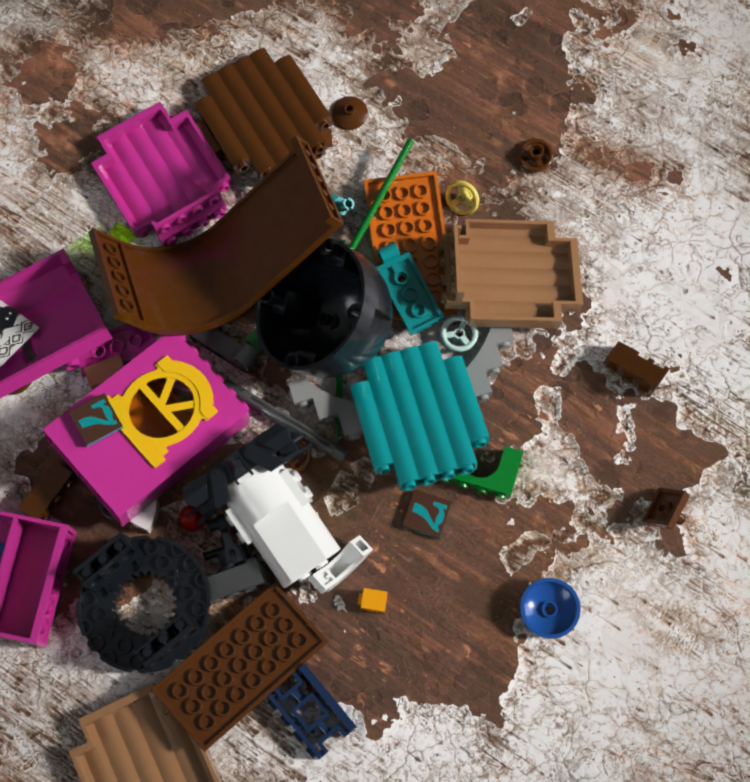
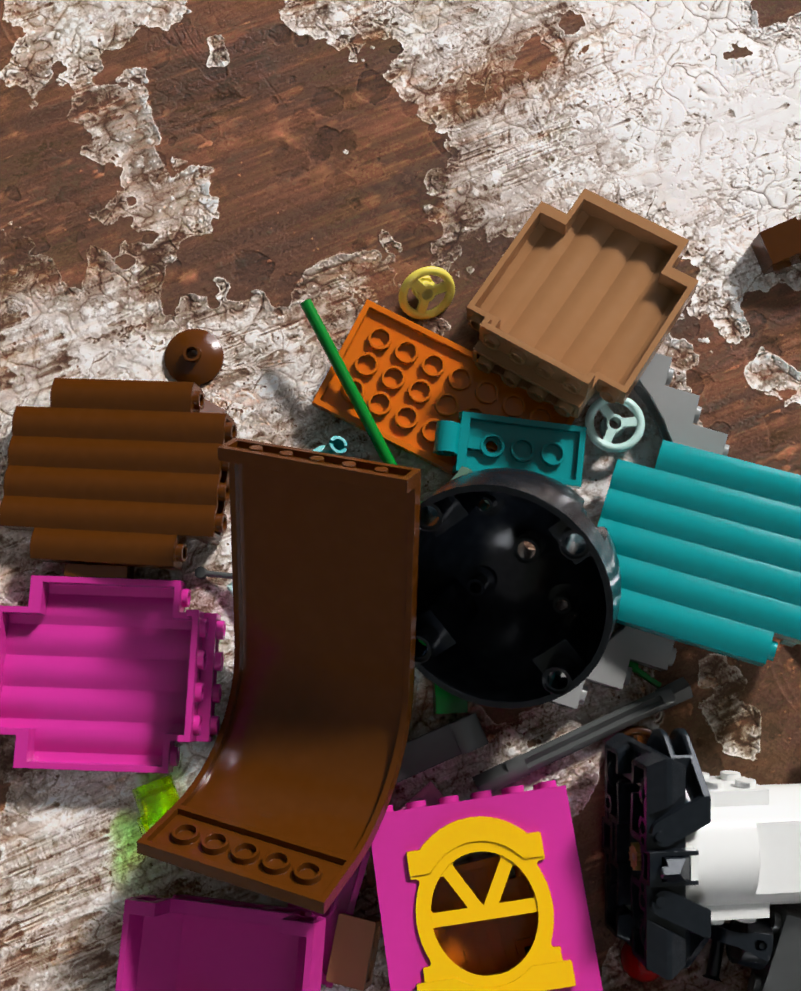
camera: 60 degrees left, 5 degrees up
(537, 147) = (426, 151): reddish brown piece -> none

